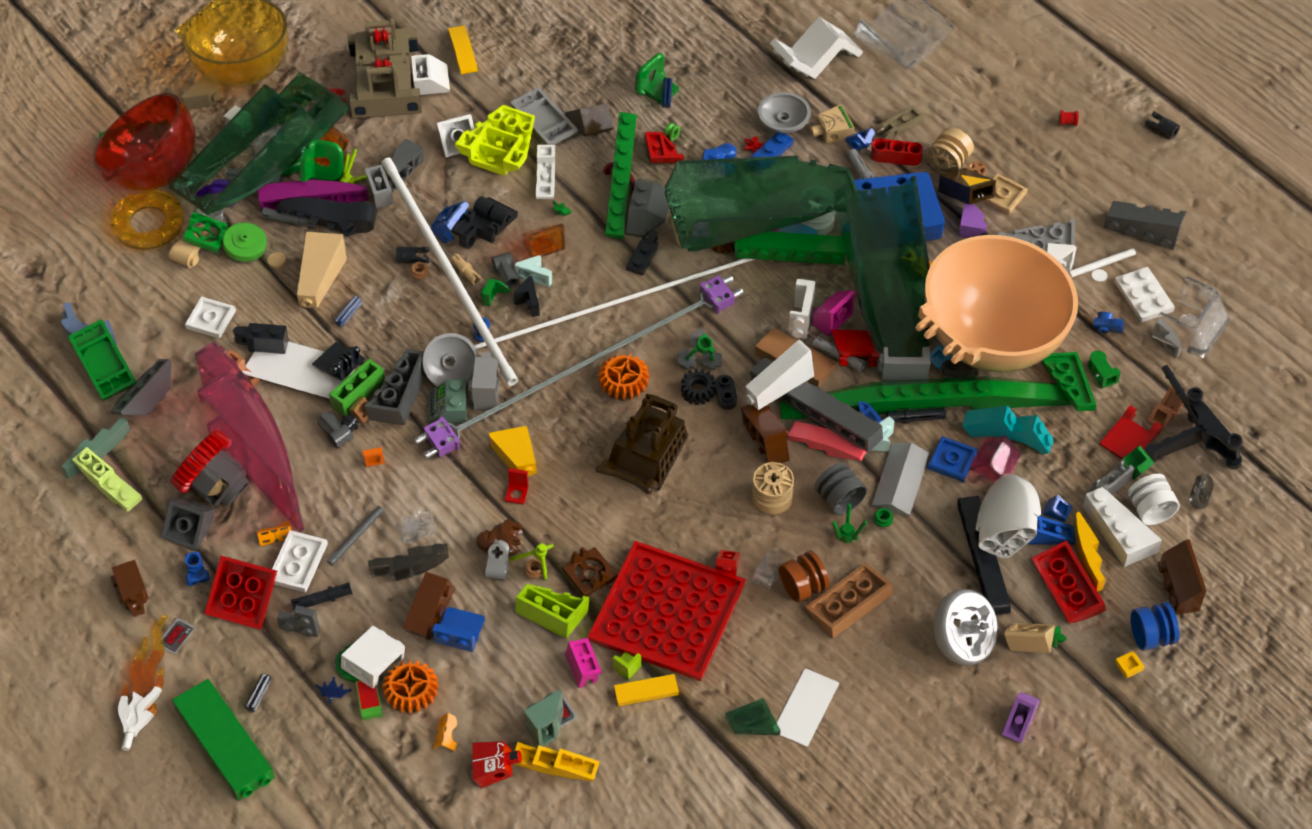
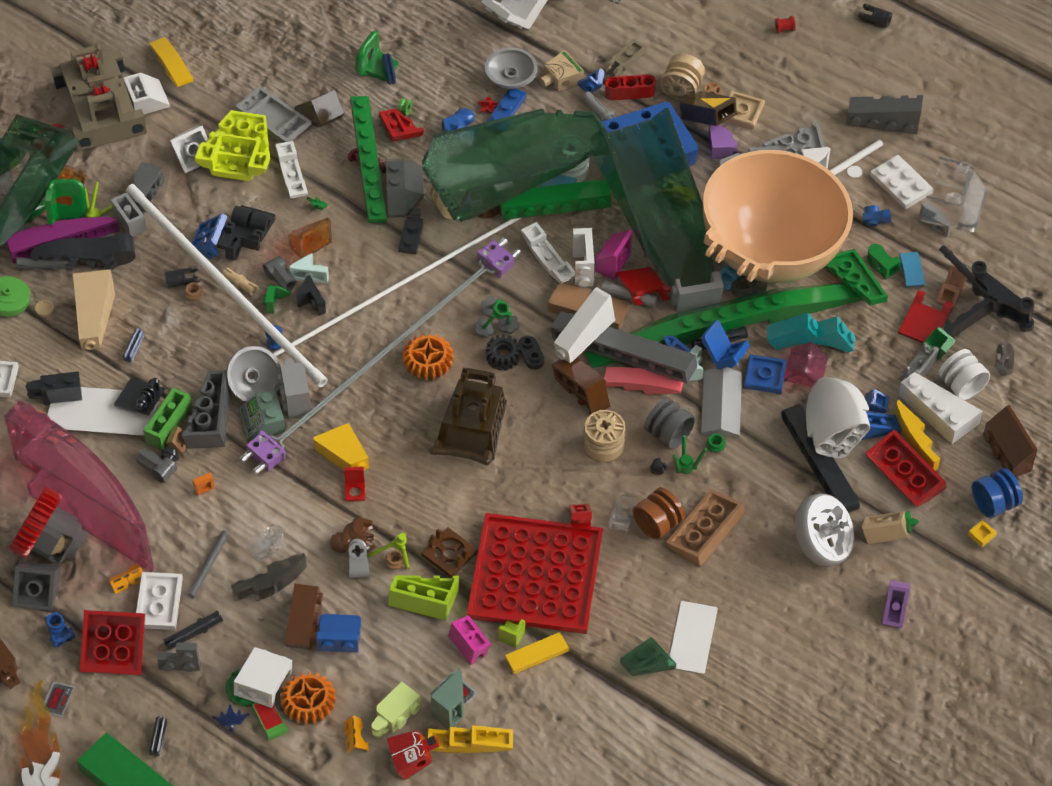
camera: 15 degrees left, 0 degrees up
(490, 717) = (395, 710): none -> yellowish green hinge
(768, 298) = (546, 255): none -> white slope
(819, 529) = (658, 466): none -> black piece
(913, 424) = (720, 349): none -> blue bracket
(1130, 383) = (912, 269): none -> dark azure slope

